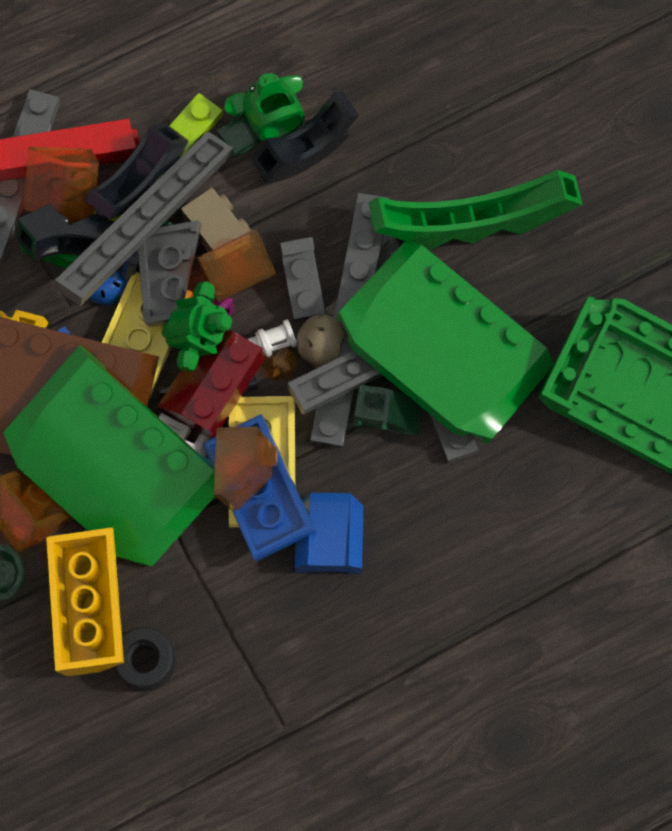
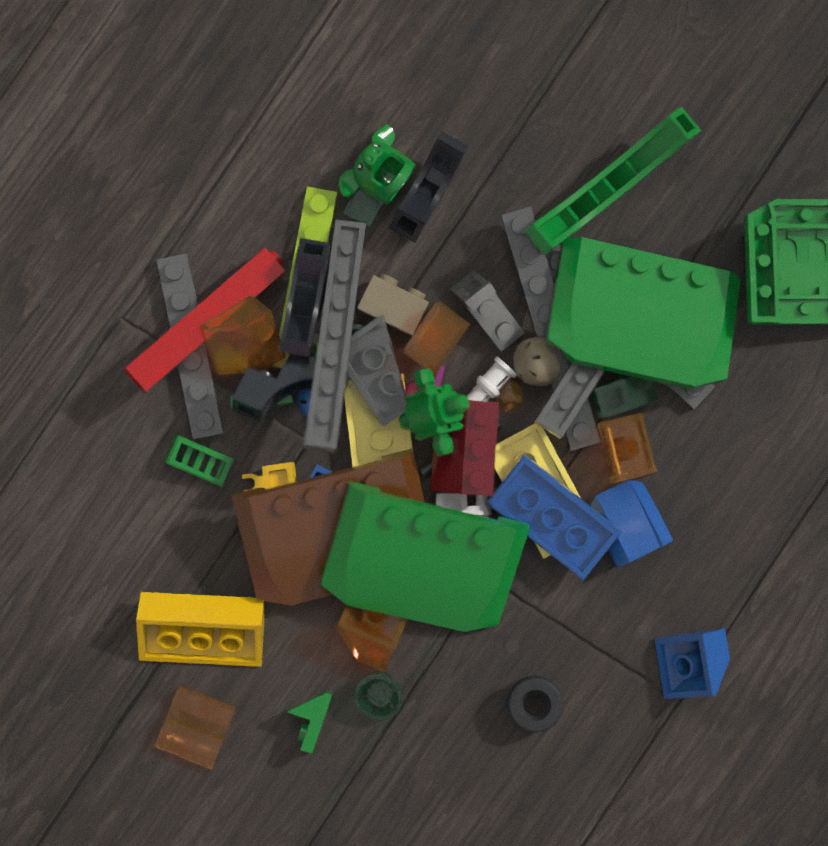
camera: 30 degrees left, 15 degrees up
(84, 602) = (465, 685): yellow slope -> none
(241, 464) = (538, 512): clear orange slope -> none
(319, 697) = (692, 663): none -> blue slope
(364, 462) = (626, 448): none -> clear orange slope

